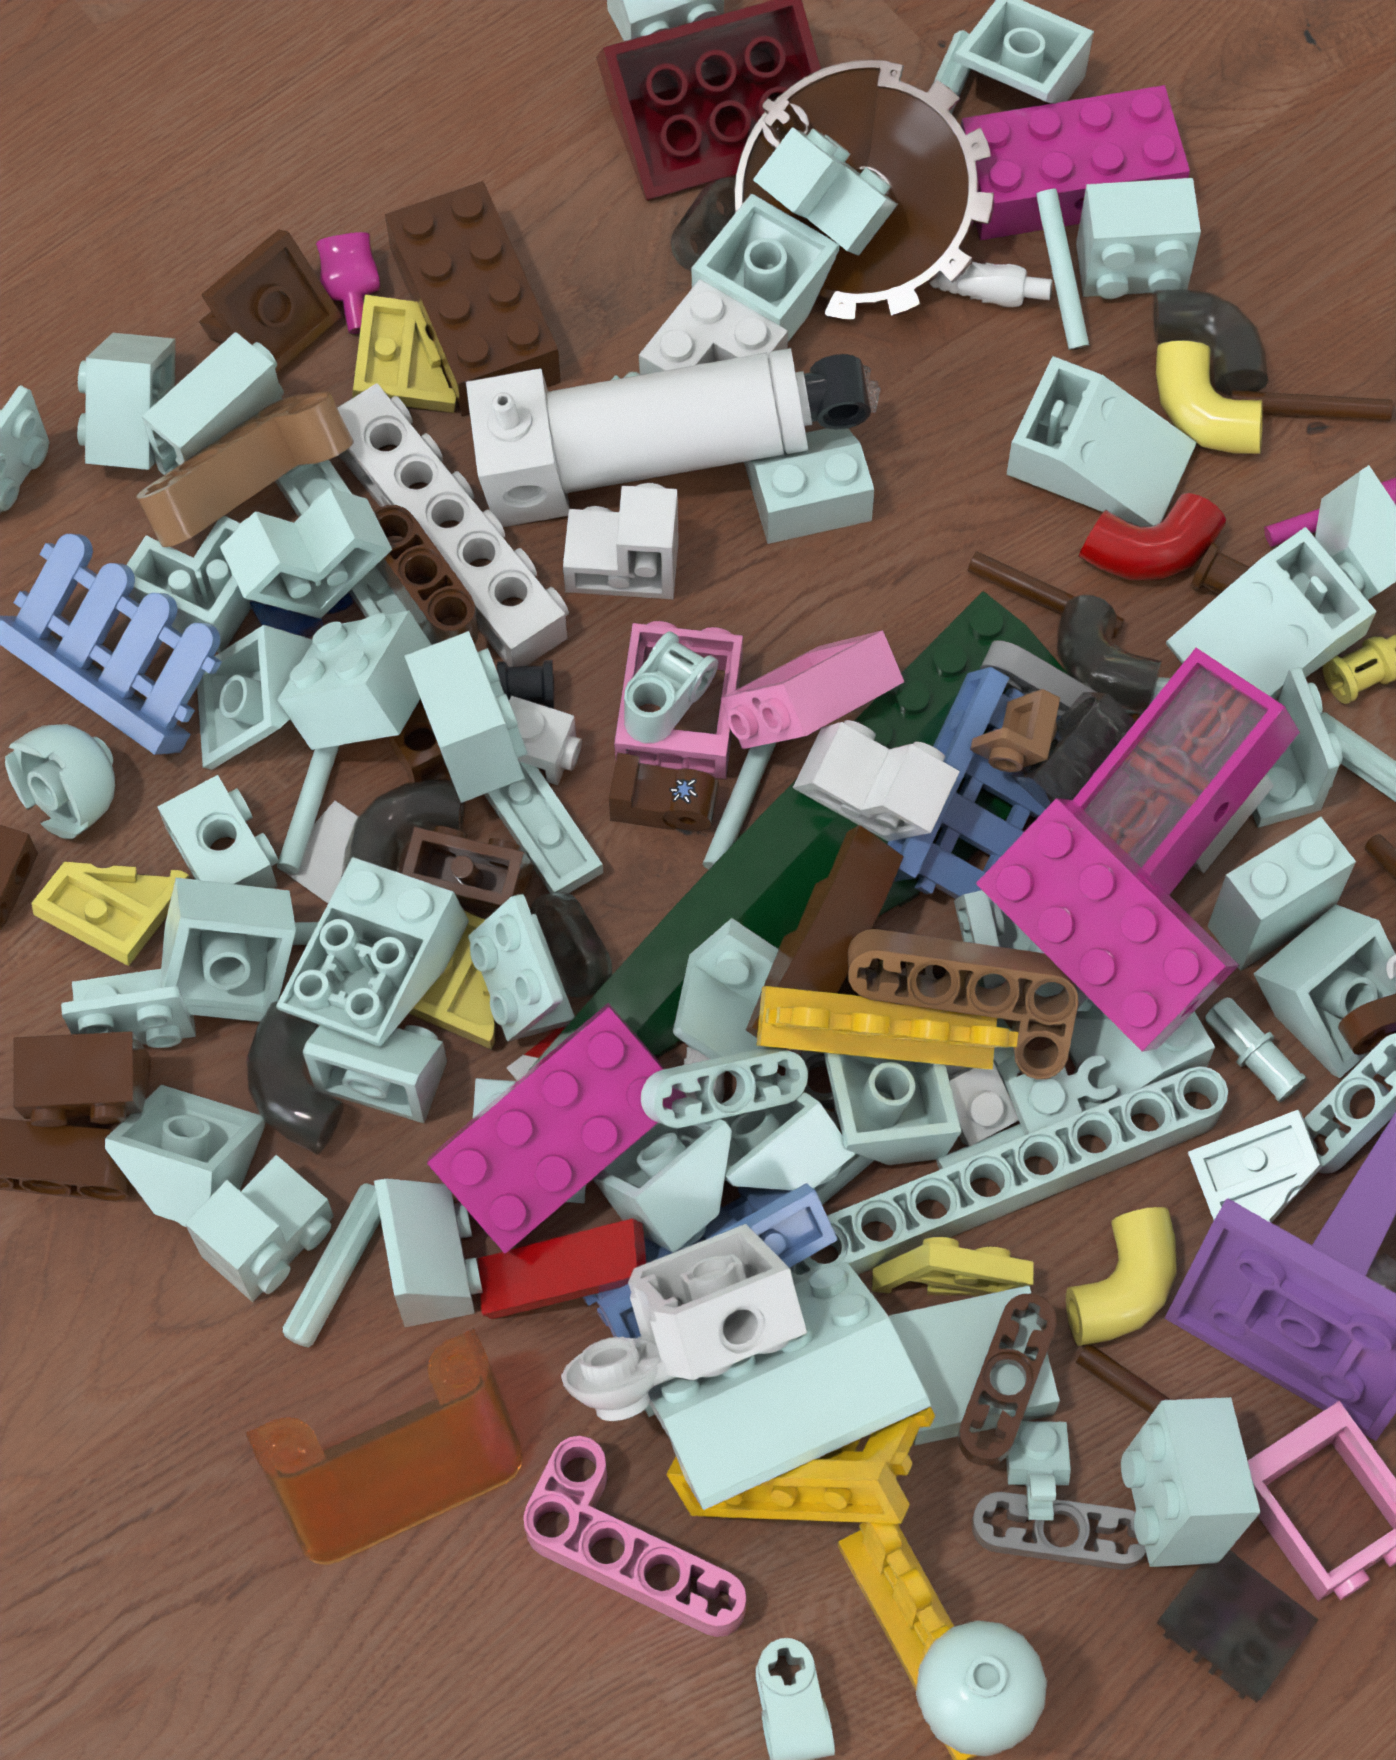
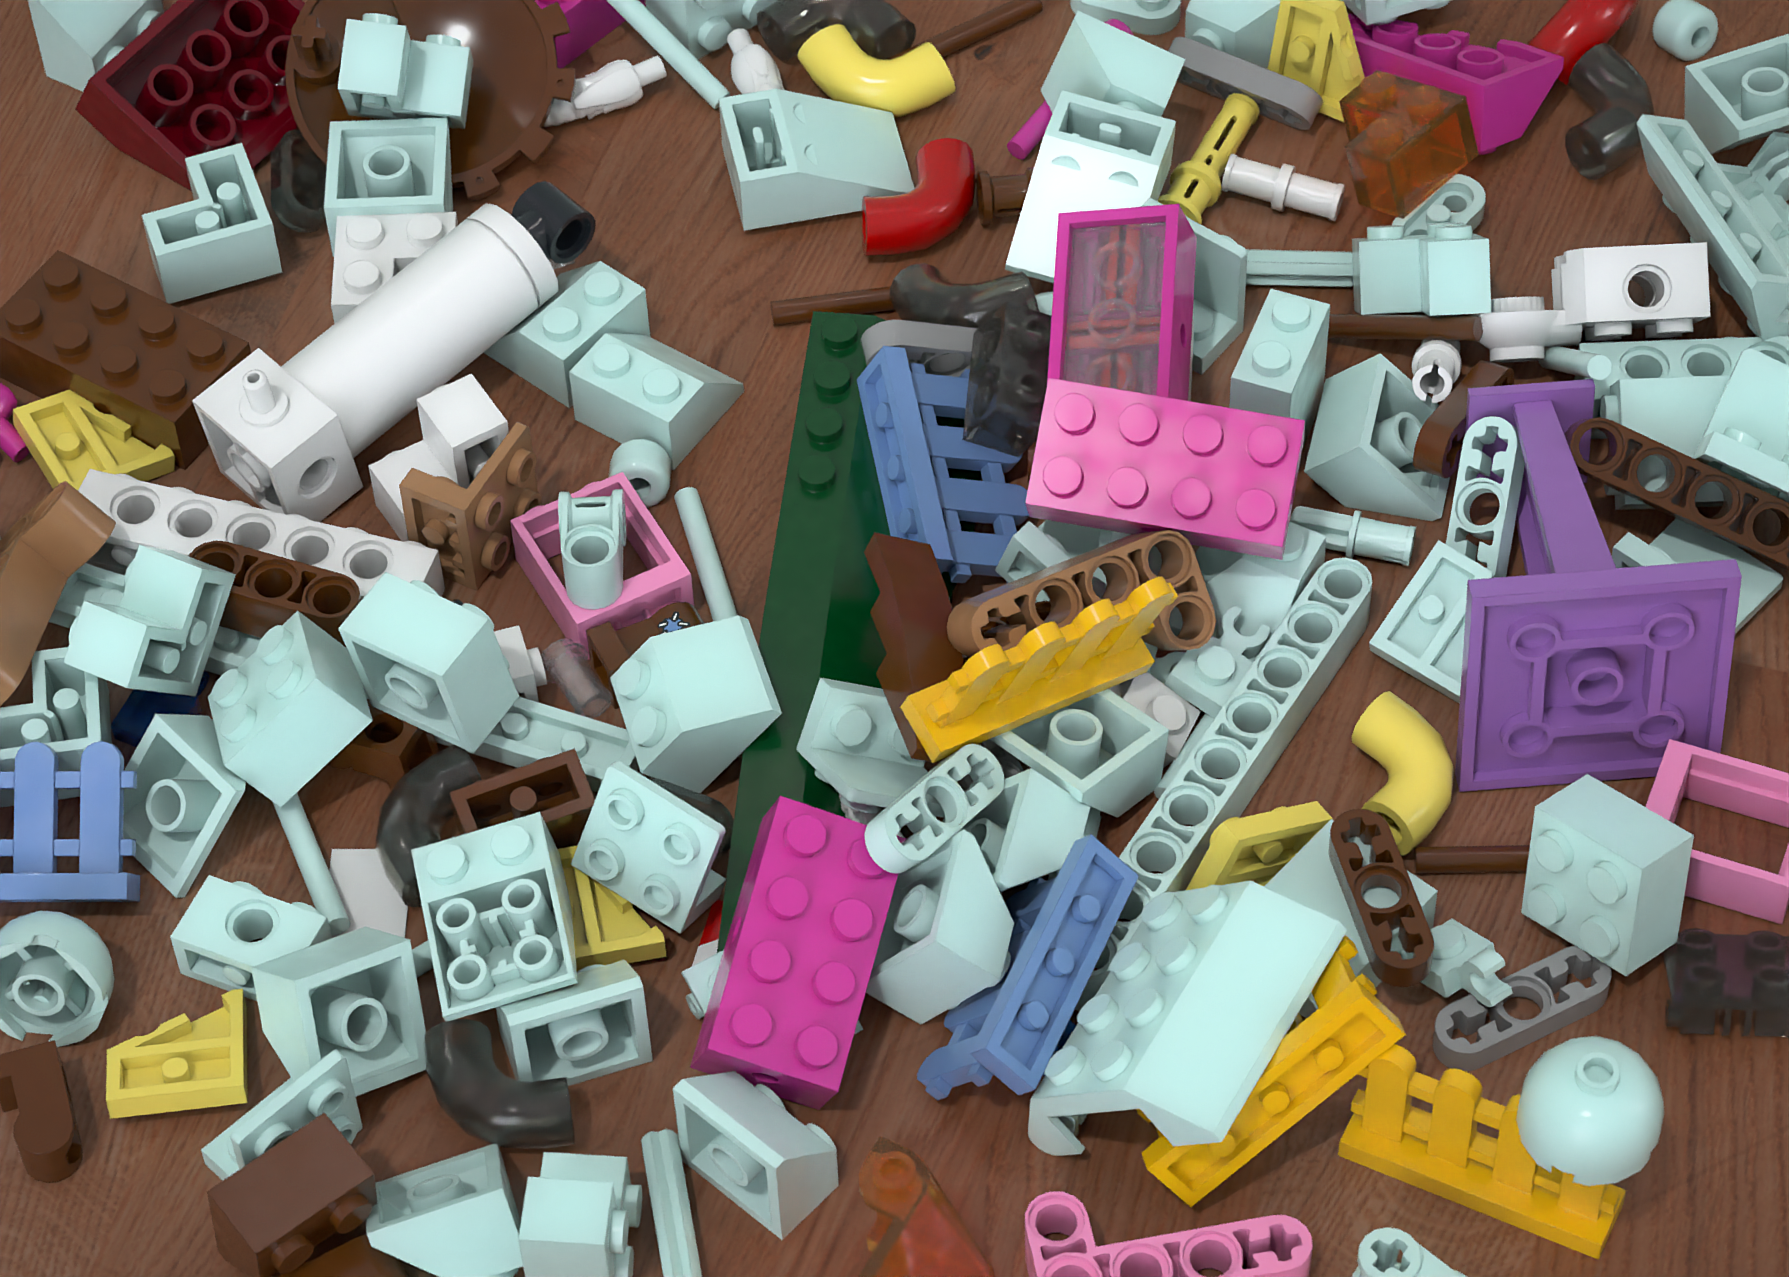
camera: 35 degrees left, 15 degrees down
(561, 1268) = (902, 1071): red tile -> none
(594, 780) = (568, 668): none -> clear pin
(605, 612) = (473, 523): none -> medium nougat bracket
(616, 238) = (219, 235): none -> light aqua brick
(647, 864) = (695, 700): none -> light aqua slope
(694, 1321) = (1076, 986): white brick -> none
(769, 637) = (645, 467): none -> light aqua piece
(812, 690) = (729, 469): bright pink window -> none
(829, 574) = (650, 392): none -> light aqua slope
(880, 788) = (839, 501): white brick -> none
(1025, 733) = (953, 384): medium nougat bracket -> none
(1118, 341) = (752, 65): none -> white piece

